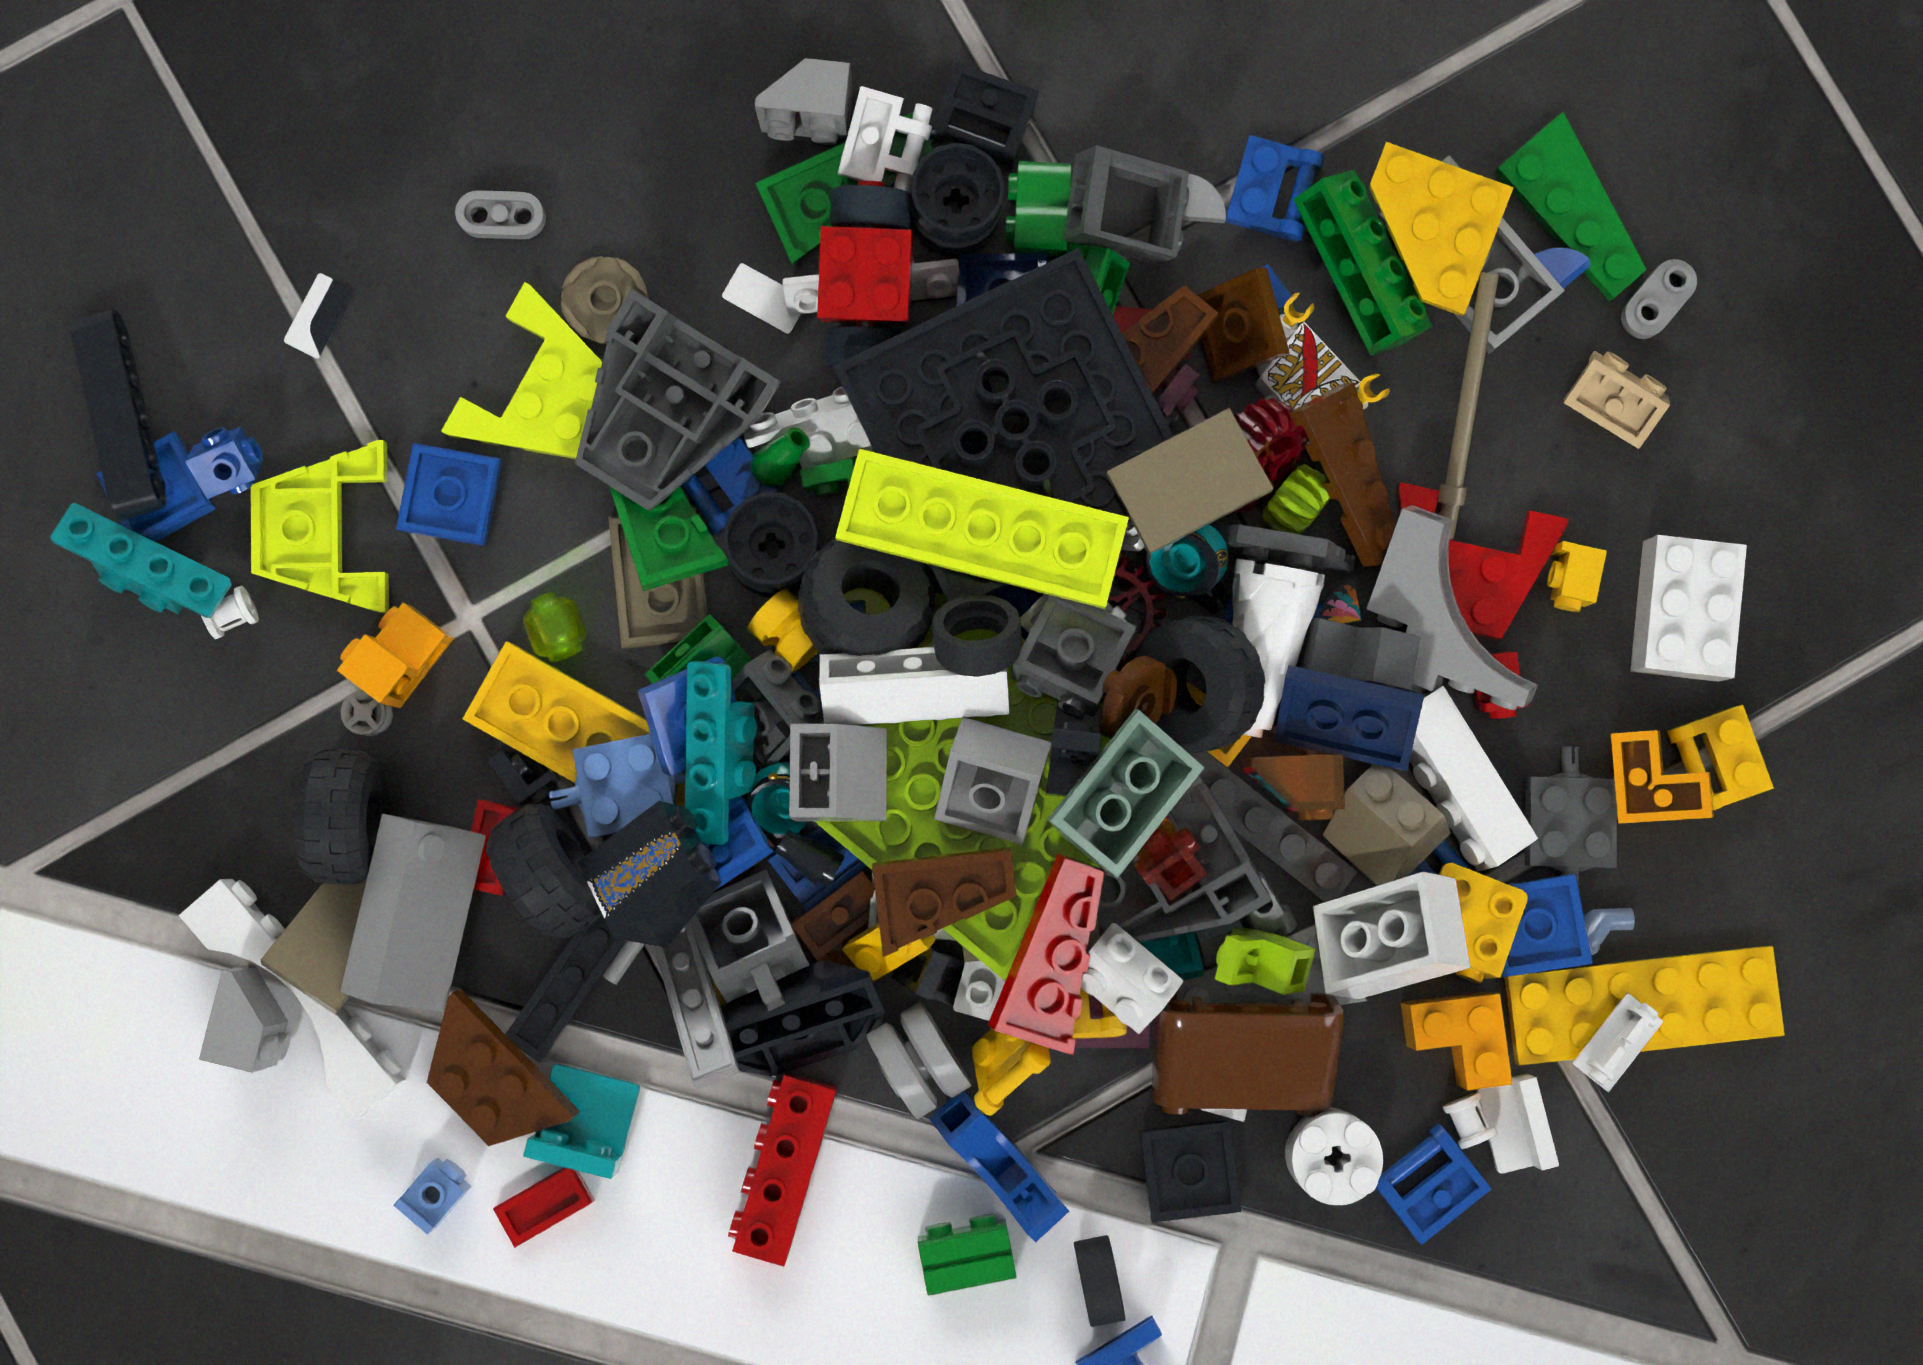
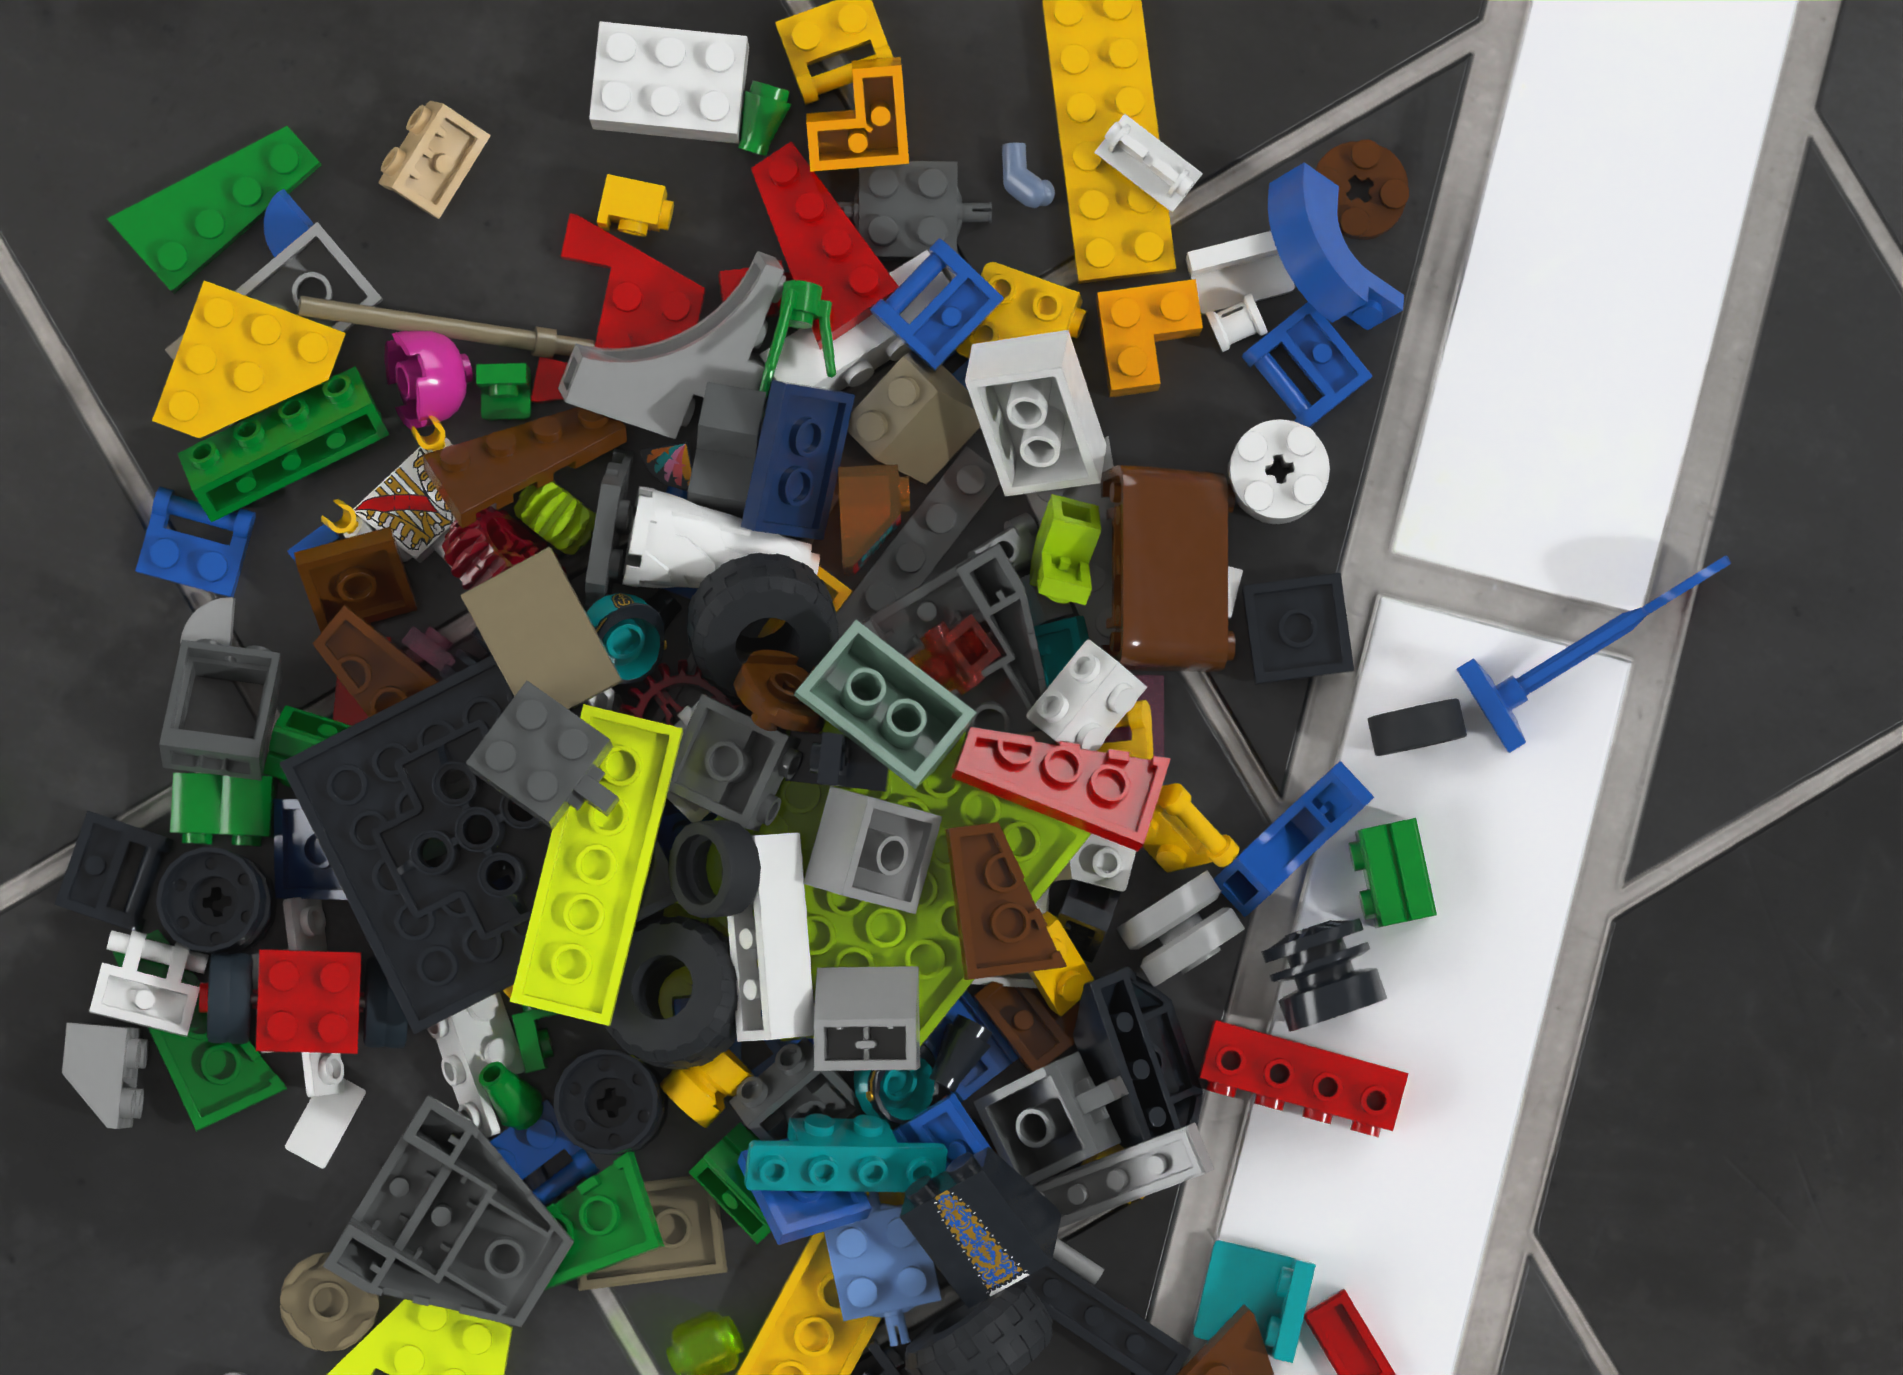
camera: 90 degrees left, 0 degrees up
(874, 1191) = (1324, 974): none -> black wheel
(1080, 478) = (544, 758): none -> dark grey hinge
(1409, 458) = (504, 391): none -> green bracket
(1424, 390) = (427, 374): none -> dark pink cylinder
(1480, 858) = (949, 316): none -> blue plate
(1486, 720) = (798, 308): none -> green plant
(1533, 747) = (821, 240): none -> red wing
(1534, 1197) = (1316, 255): none -> blue arch
(1551, 928) = (1025, 235): blue plate -> none
(1616, 1241) = (1388, 192): none -> reddish brown plate
(1657, 692) = (762, 115): none -> green cone
(1660, 297) = (318, 110): light grey plate -> none

